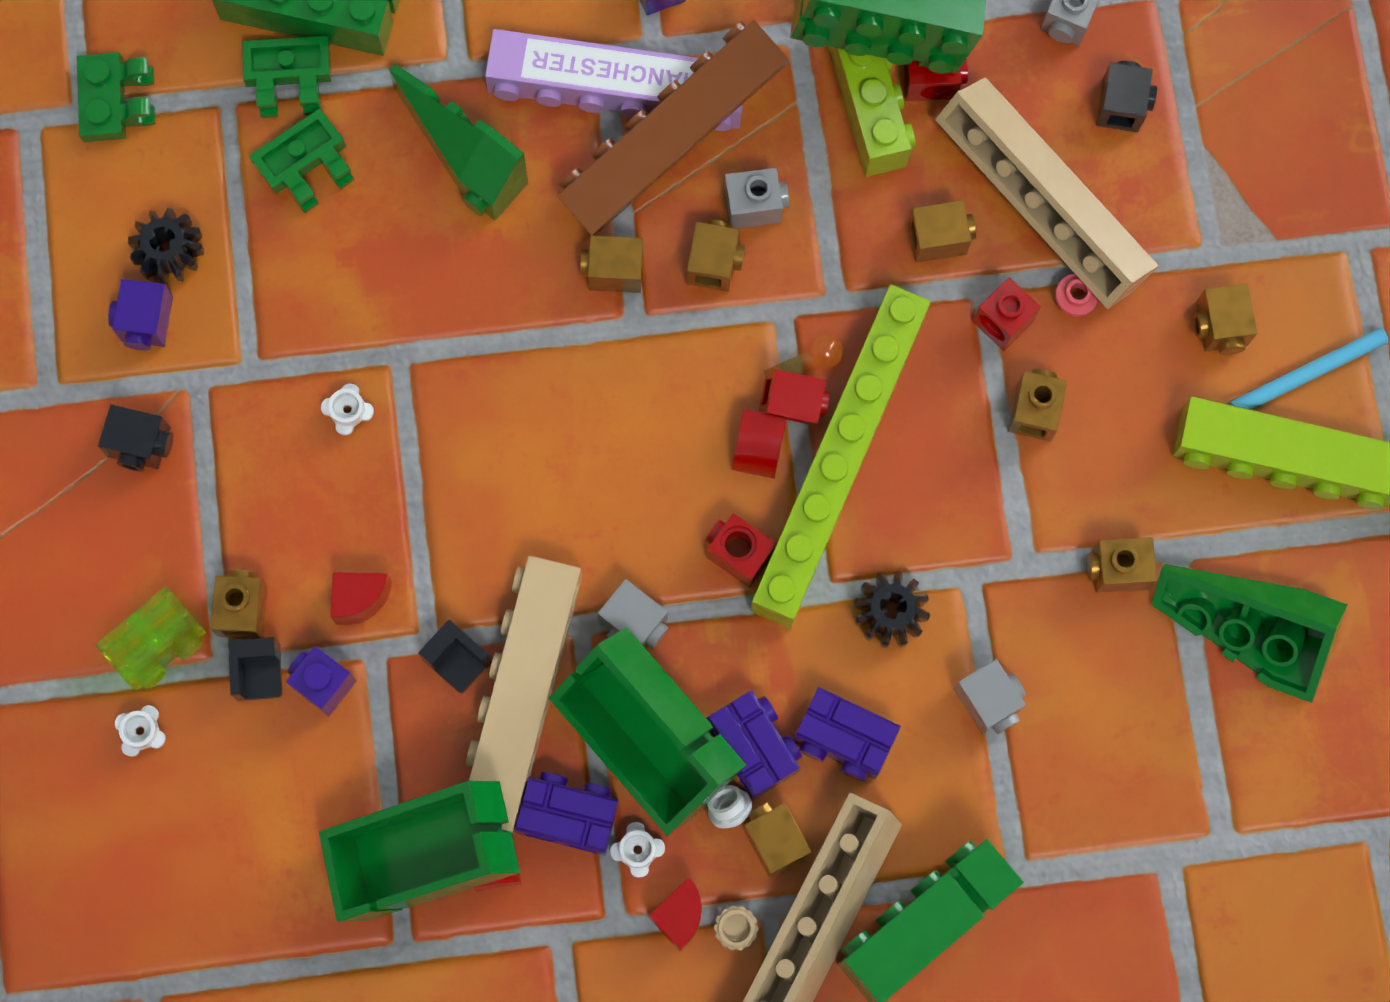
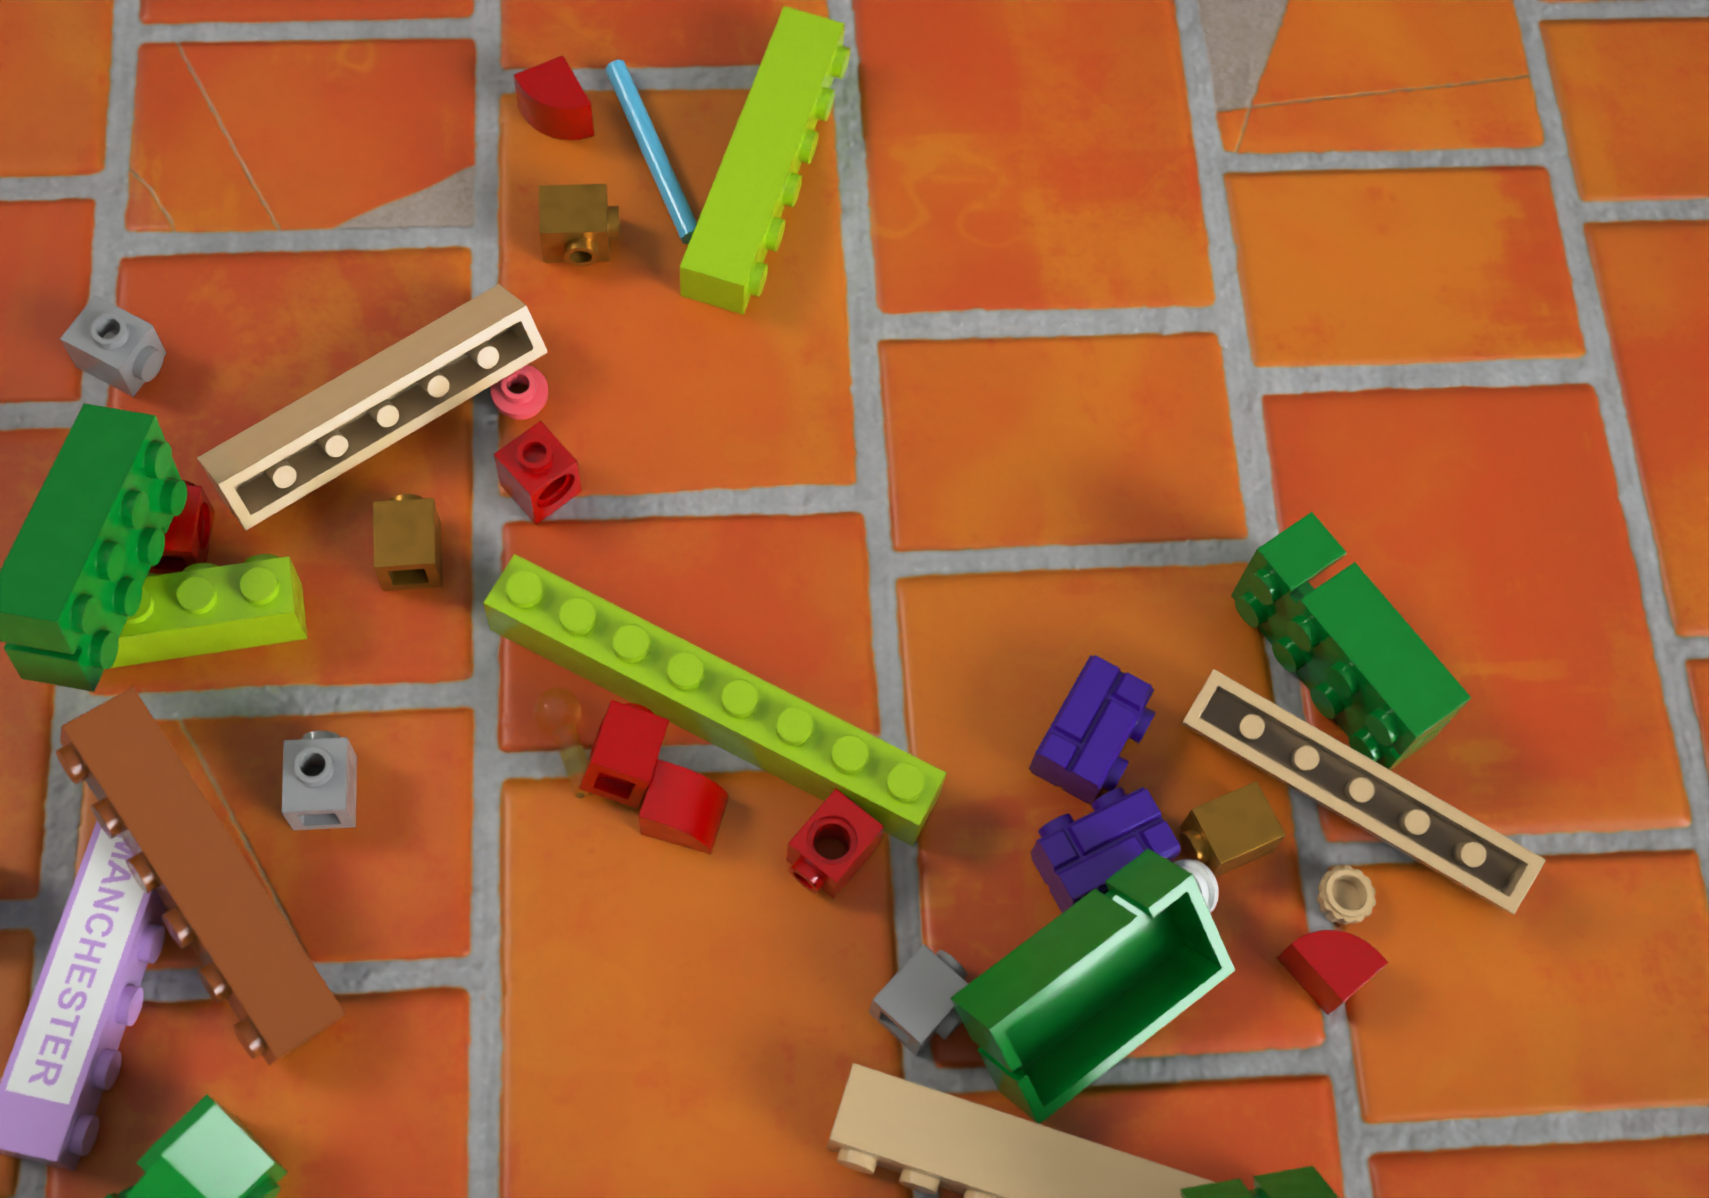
camera: 90 degrees left, 10 degrees down
(567, 814) = (1198, 1107): dark purple brick -> none
(613, 263) = (389, 989): pearl gold brick -> none
(636, 836) = (1259, 1020): white plate -> none
(714, 255) = (397, 844): pearl gold brick -> none
(903, 622) = (952, 660): black gear -> none
(992, 697) = (1049, 548): light grey brick -> none
(1038, 404) = (665, 450): pearl gold brick -> none
(1122, 565) = (886, 377): pearl gold brick -> none
(1126, 96) = (254, 299): black brick -> none
(1264, 625) = (974, 229): green wedge -> none
(1338, 290) = (554, 101): none -> red brick

